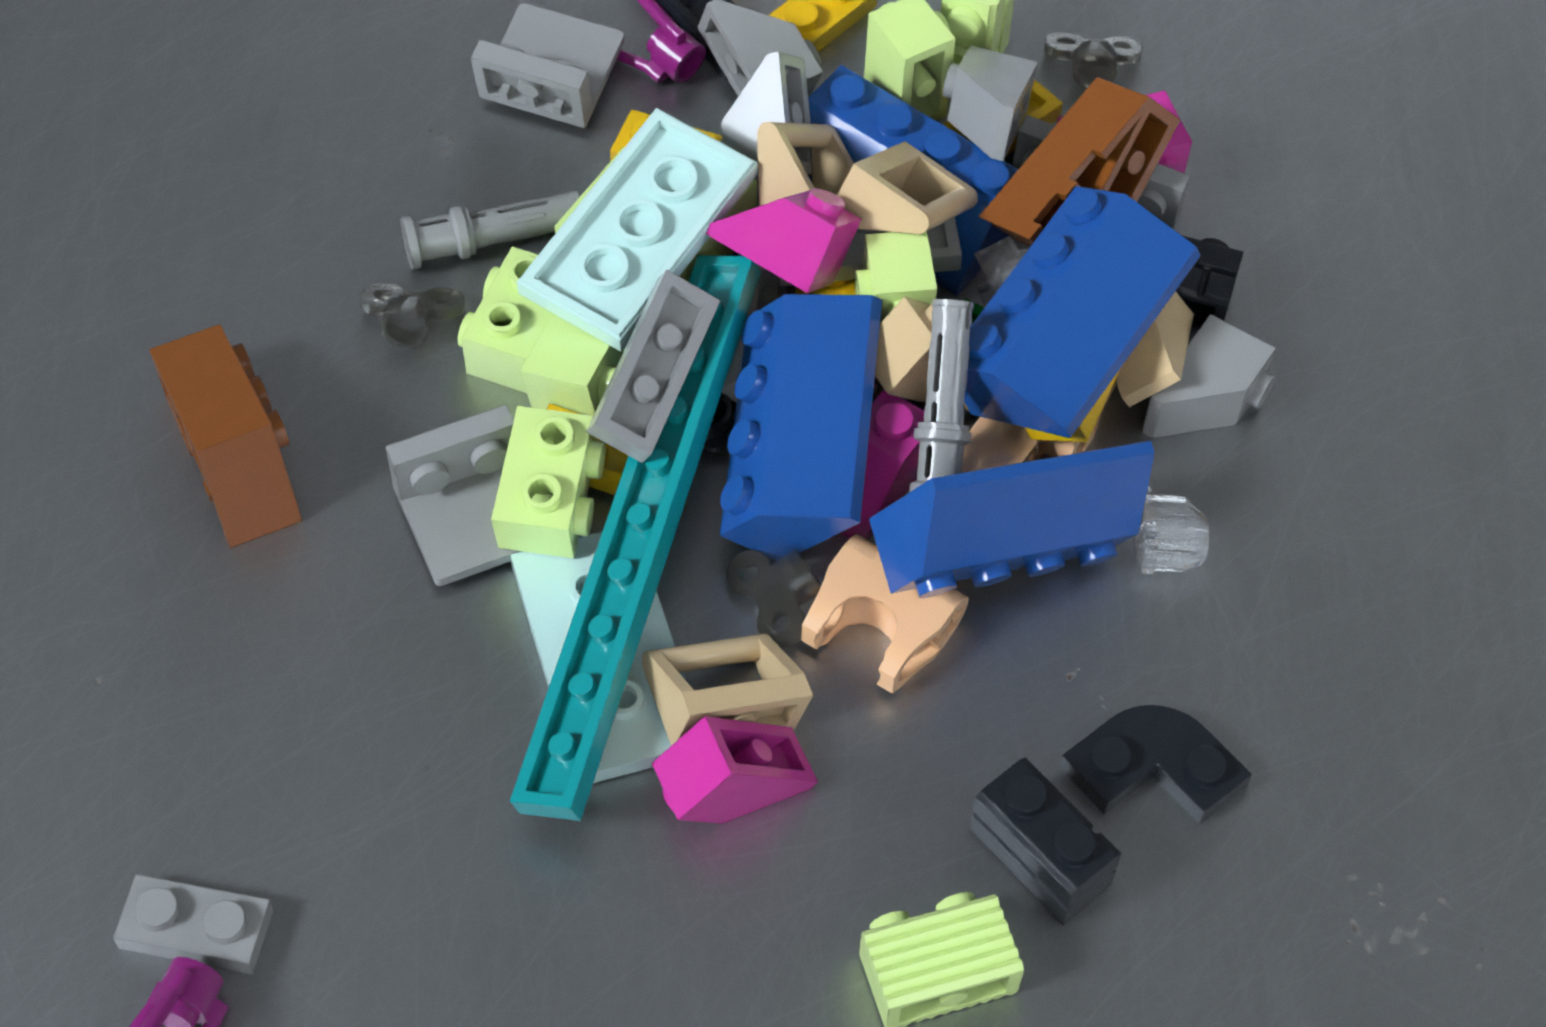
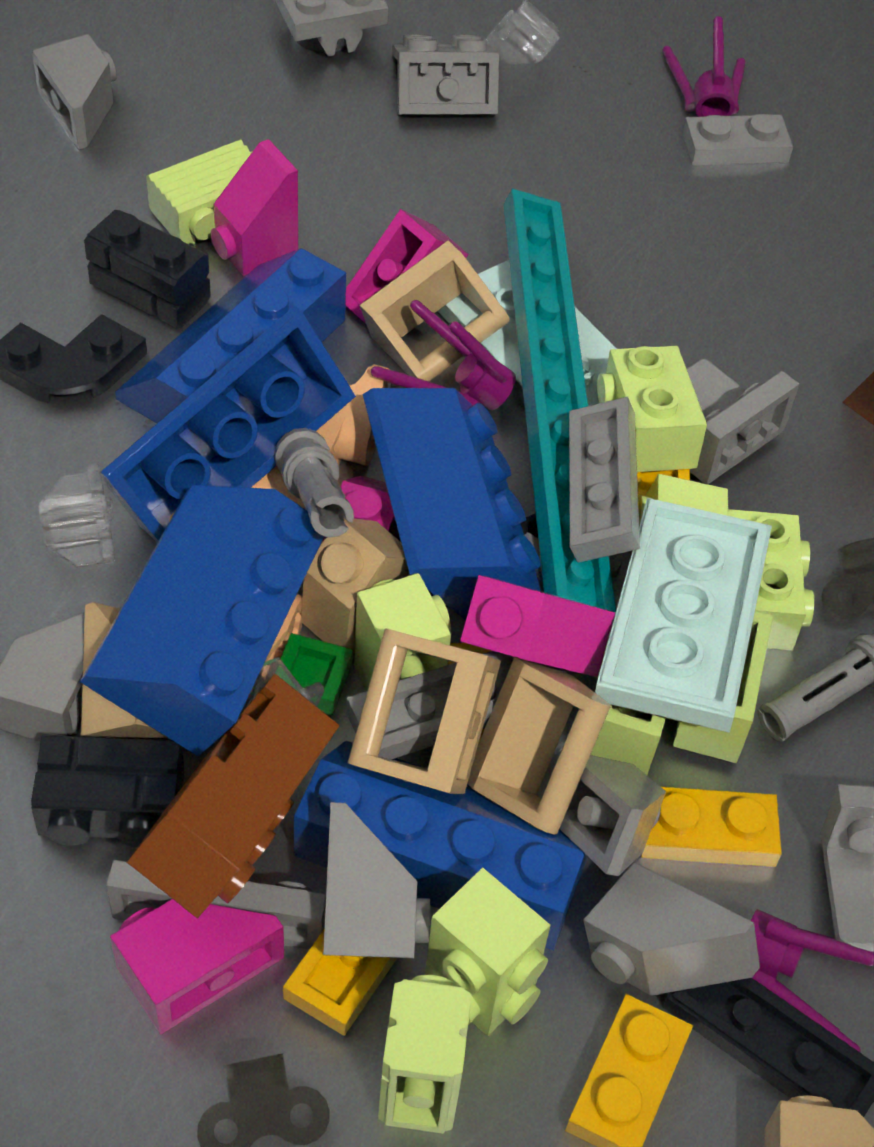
camera: 160 degrees right, 5 degrees down
(700, 597) = (479, 374): none -> magenta plant
(894, 870) = (258, 210): none -> dark pink slope
(960, 718) = (234, 324): none -> blue slope

